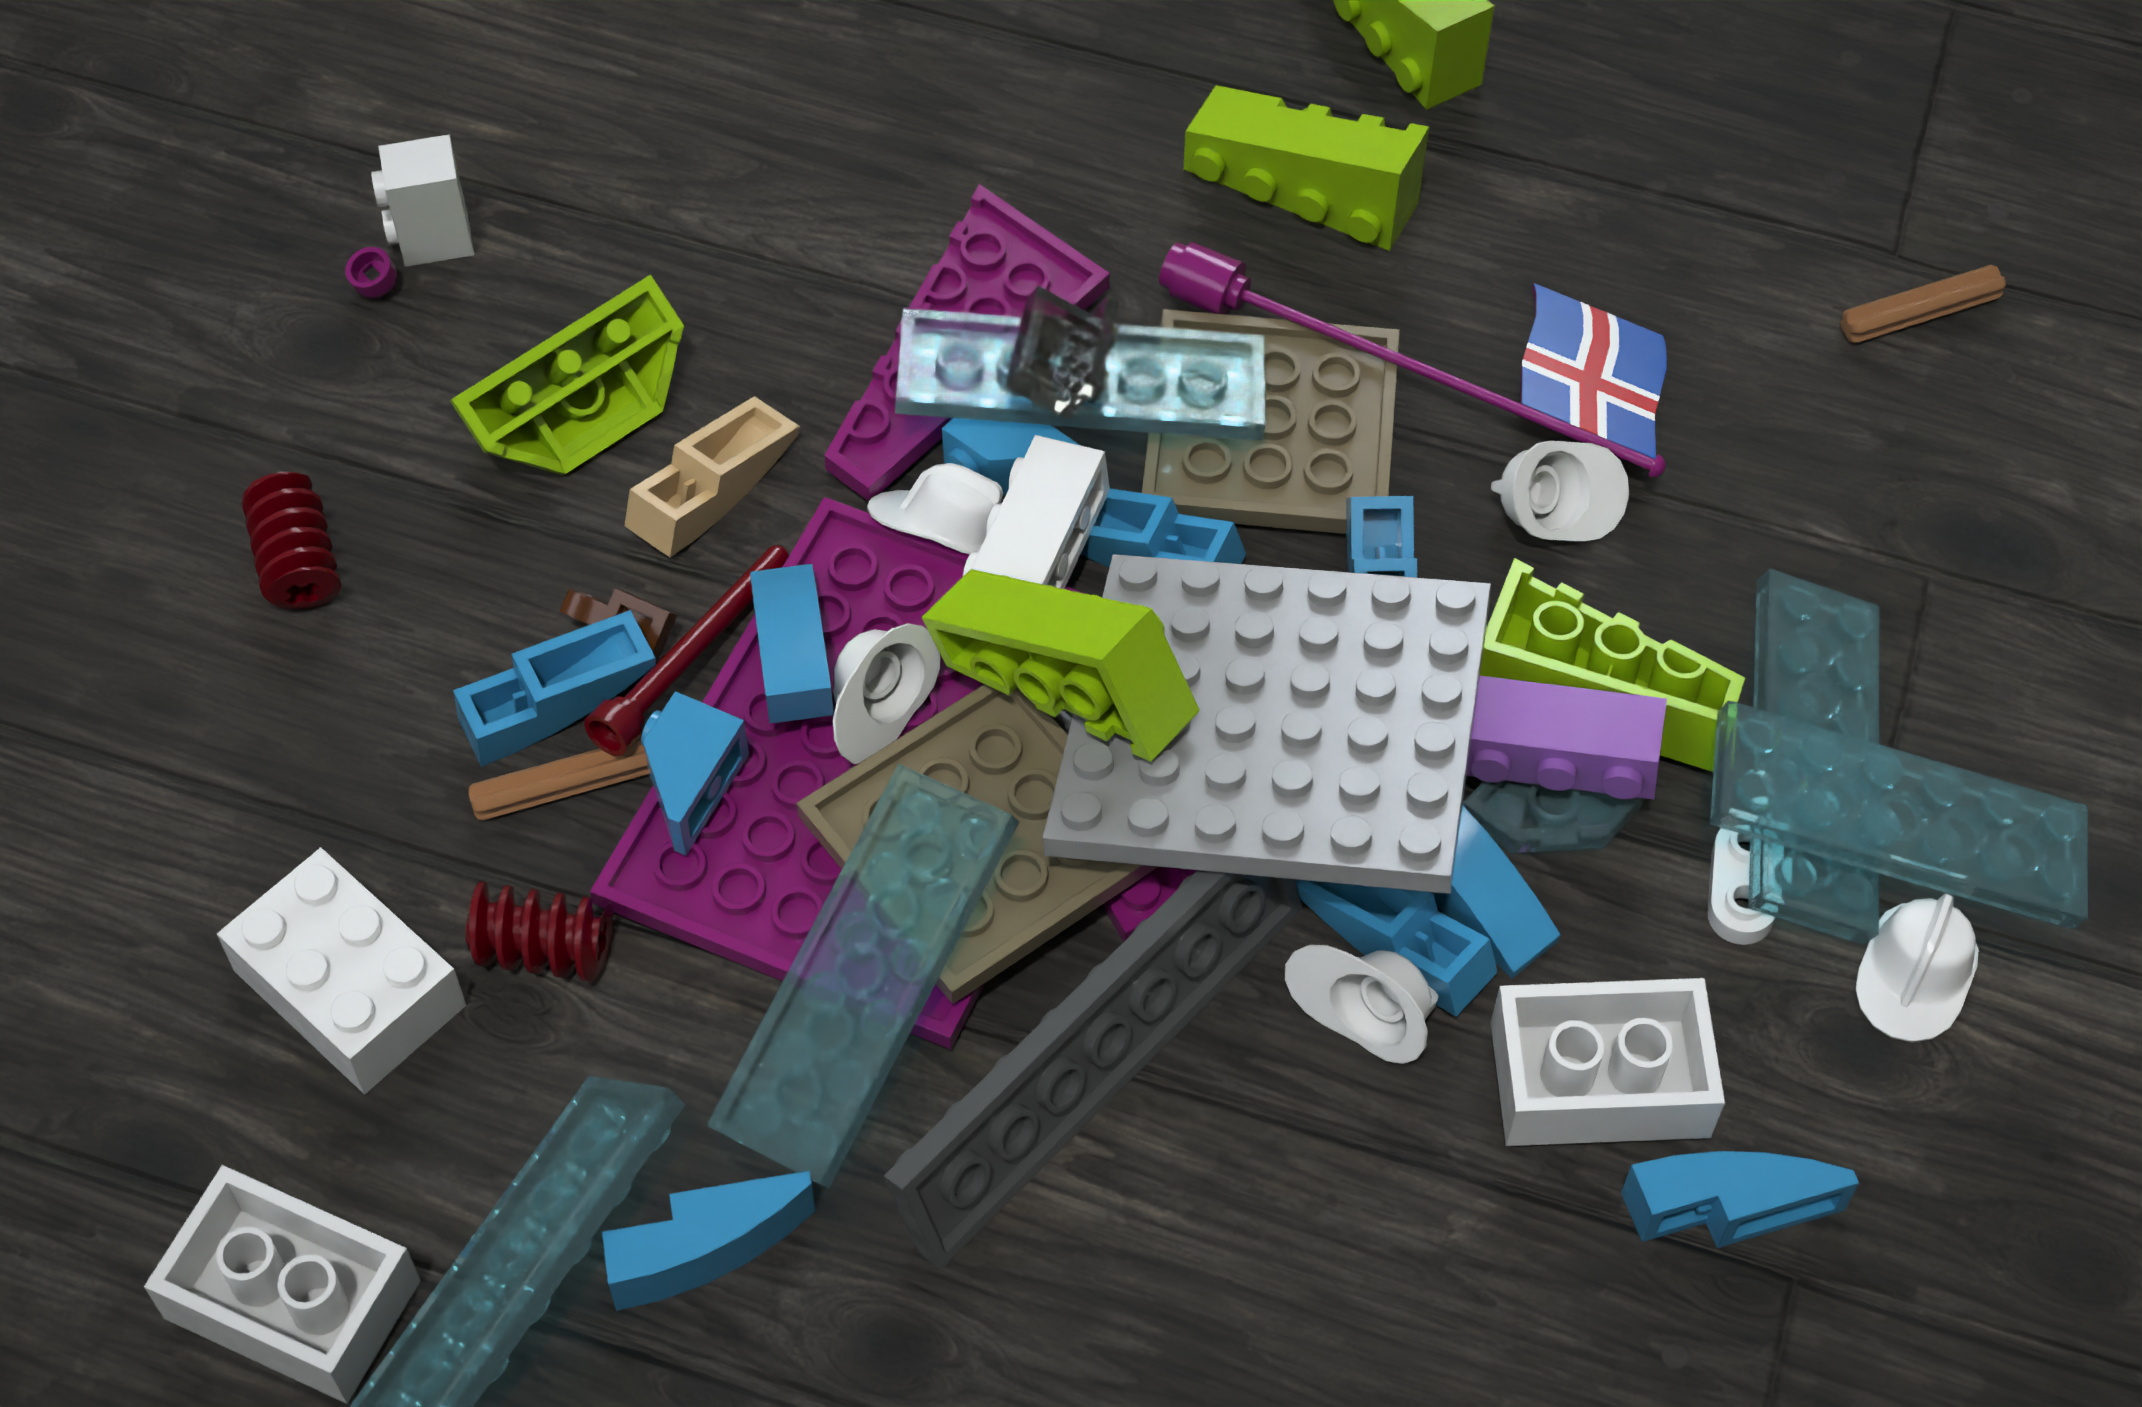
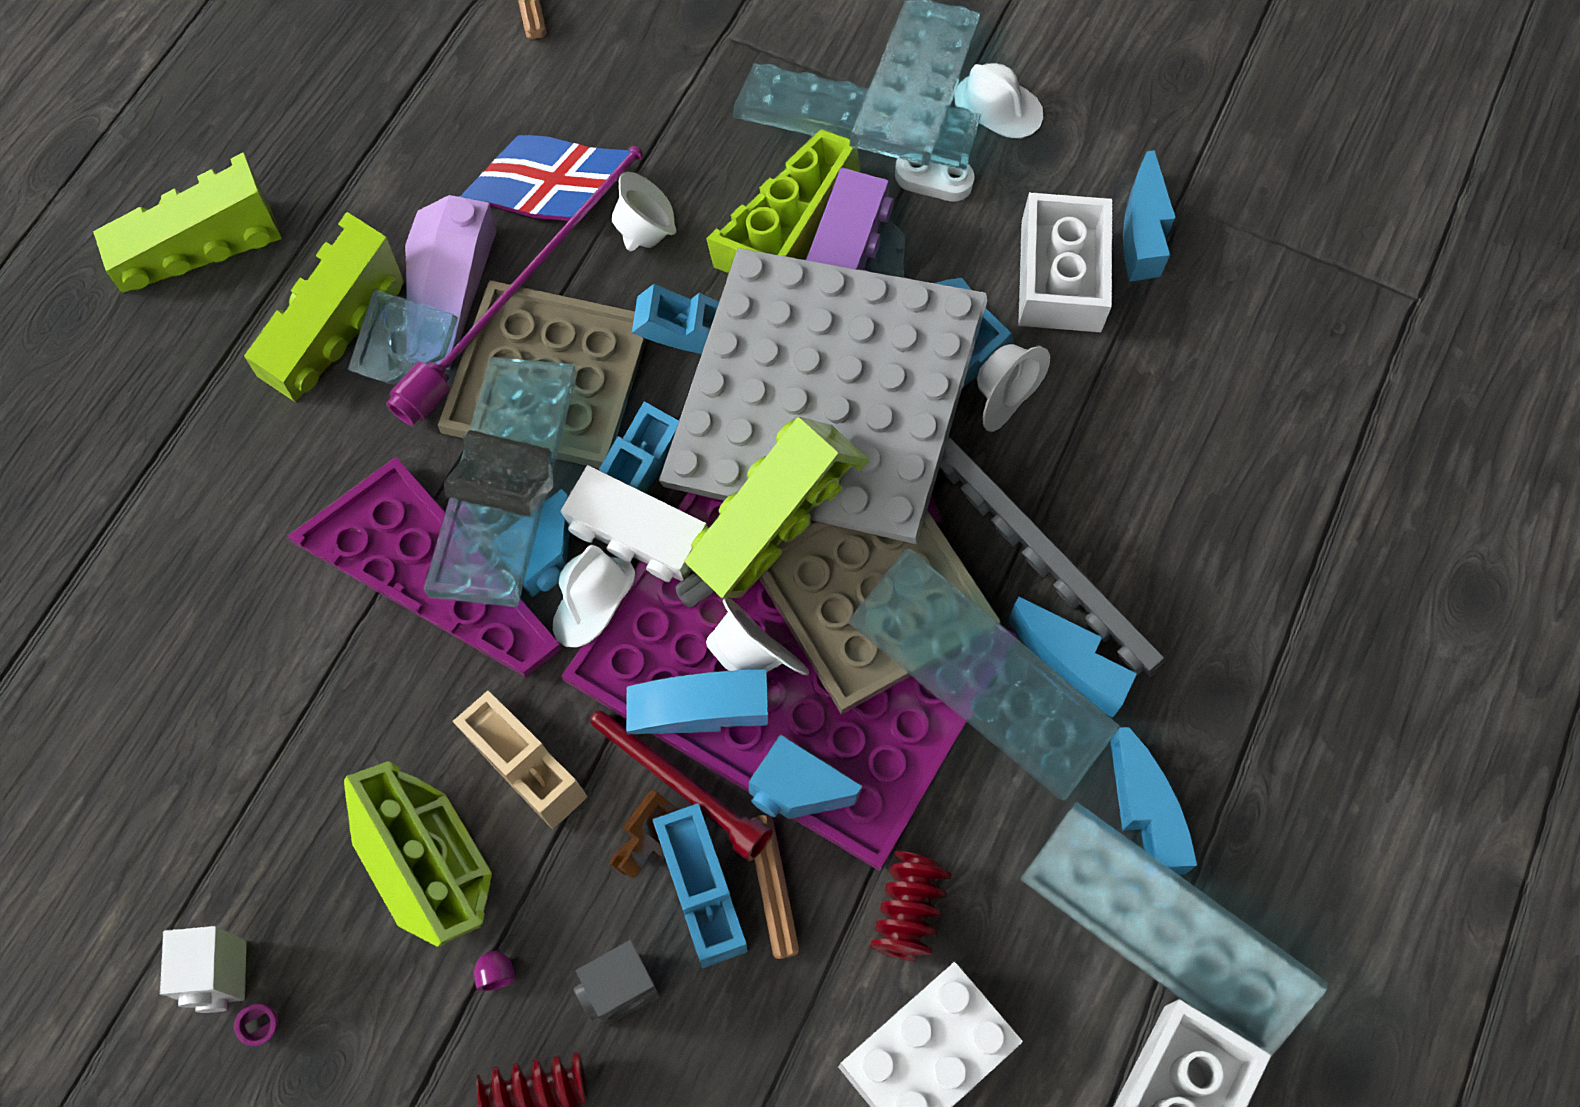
camera: 85 degrees left, 10 degrees up
(417, 600) = (615, 985): none -> dark grey brick
(440, 488) = (493, 971): none -> magenta hinge
(918, 1109) = (1072, 655): none -> dark azure slope
(1286, 244) = (398, 336): none -> clear light blue plate
(1416, 287) = (449, 256): none -> lavender wedge

